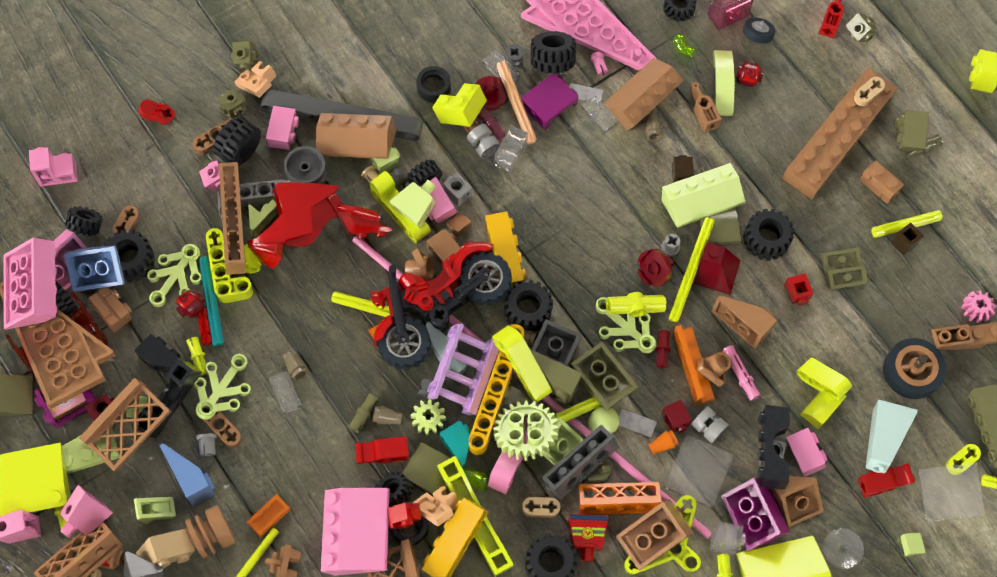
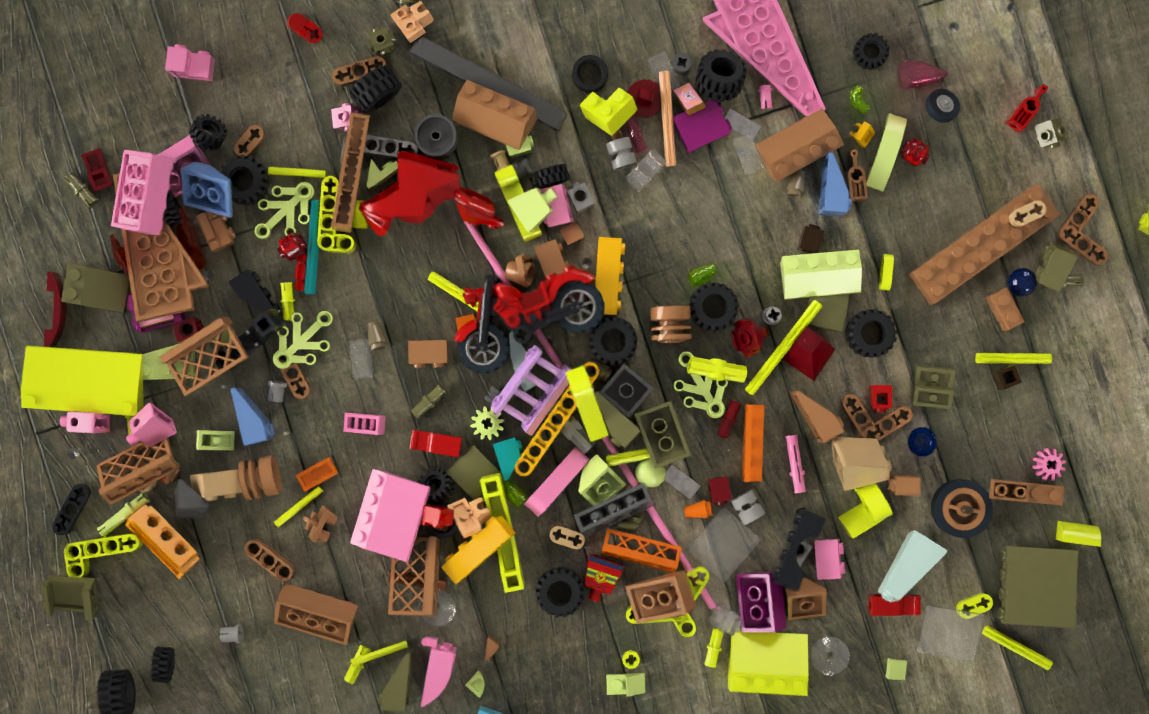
camera: 15 degrees right, 20 degrees up
(178, 238) = (297, 172): none -> neon yellow bar
(281, 128) = (424, 82): bright pink brick -> none
(319, 443) = (378, 419): none -> bright pink slope
(351, 366) = (428, 352): none -> medium nougat brick
(386, 416) = (448, 410): dark tan cone -> none
(530, 79) = (689, 98): none -> tile
(545, 430) = (556, 464): yellowish green gear -> none
(578, 273) = (670, 323): none -> medium nougat wheel
(592, 226) = (701, 274): none -> clear neon green cone
(618, 237) = (728, 298): none -> black tyre
(688, 119) = (833, 192): none -> medium blue slope
(698, 71) = (864, 134): none -> yellow tile
(714, 367) = (770, 452): medium nougat piece -> none
(762, 179) = (886, 272): none -> neon yellow beam
(797, 318) = (869, 424): none -> medium nougat beam
(801, 349) = (860, 461): none -> tan slope
(852, 359) = (904, 485): none -> medium nougat brick
(853, 318) = (922, 441): none -> clear blue hair
(888, 155) = (1022, 282): none -> clear blue hair
(916, 101) = (1075, 230): none -> medium nougat beam

